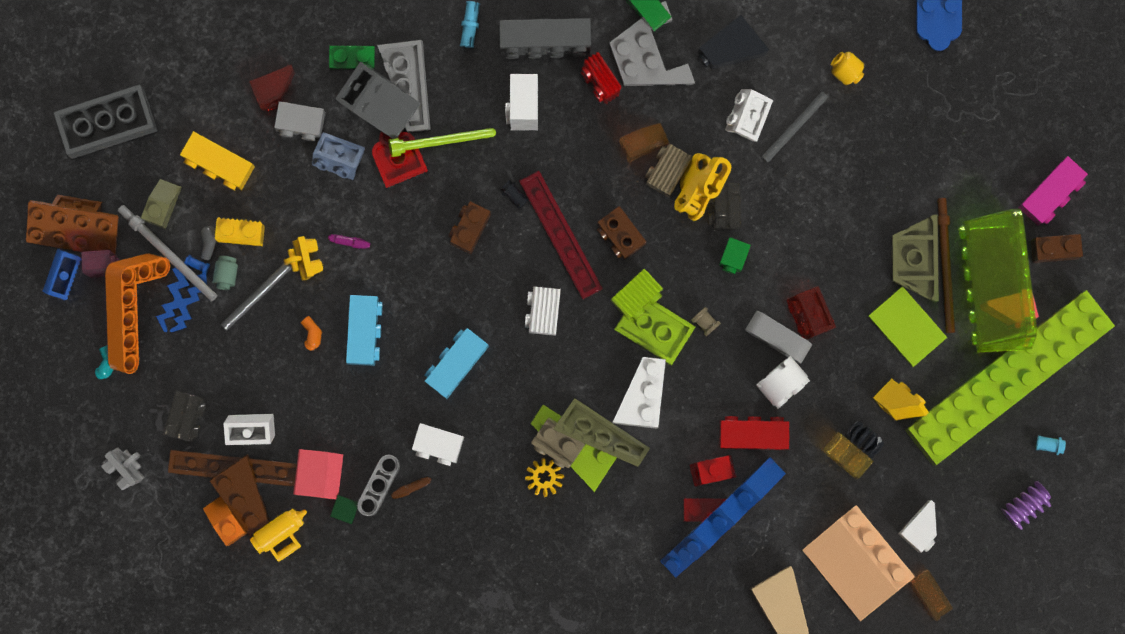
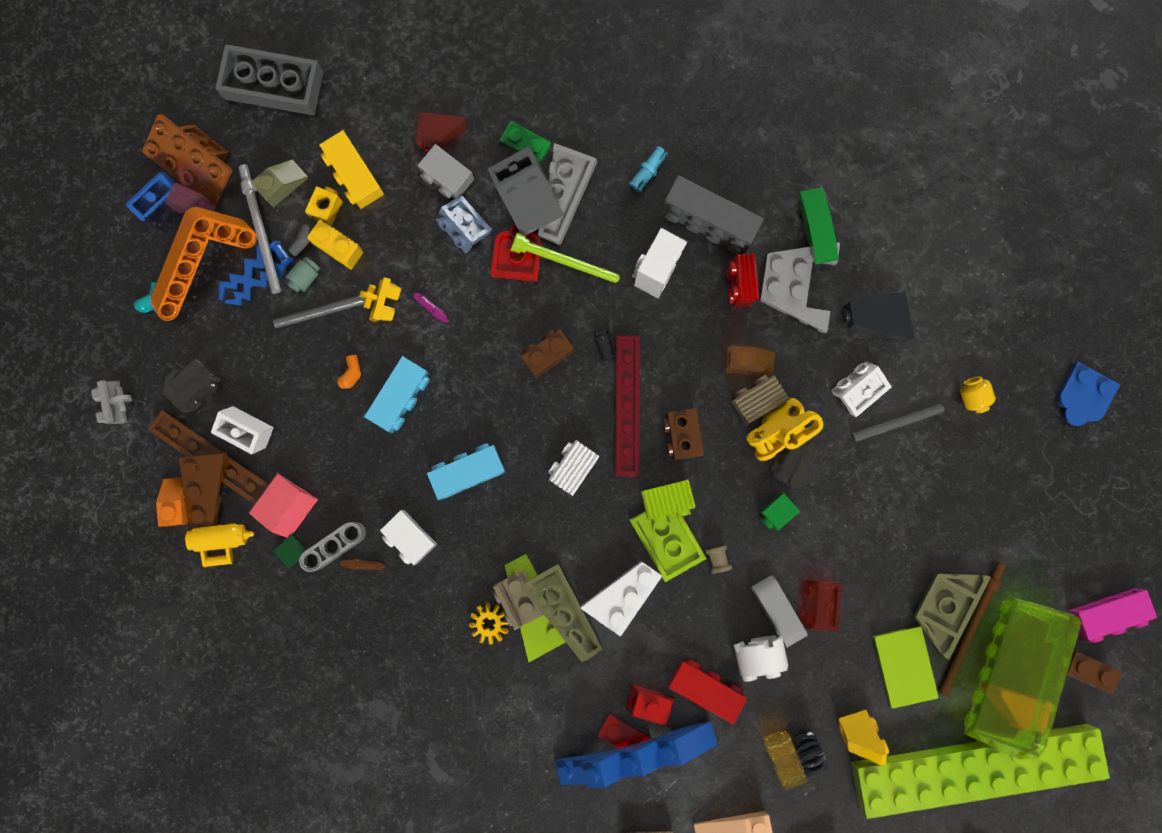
camera: 30 degrees right, 0 degrees up
(211, 213) = (328, 214): none -> yellow brick

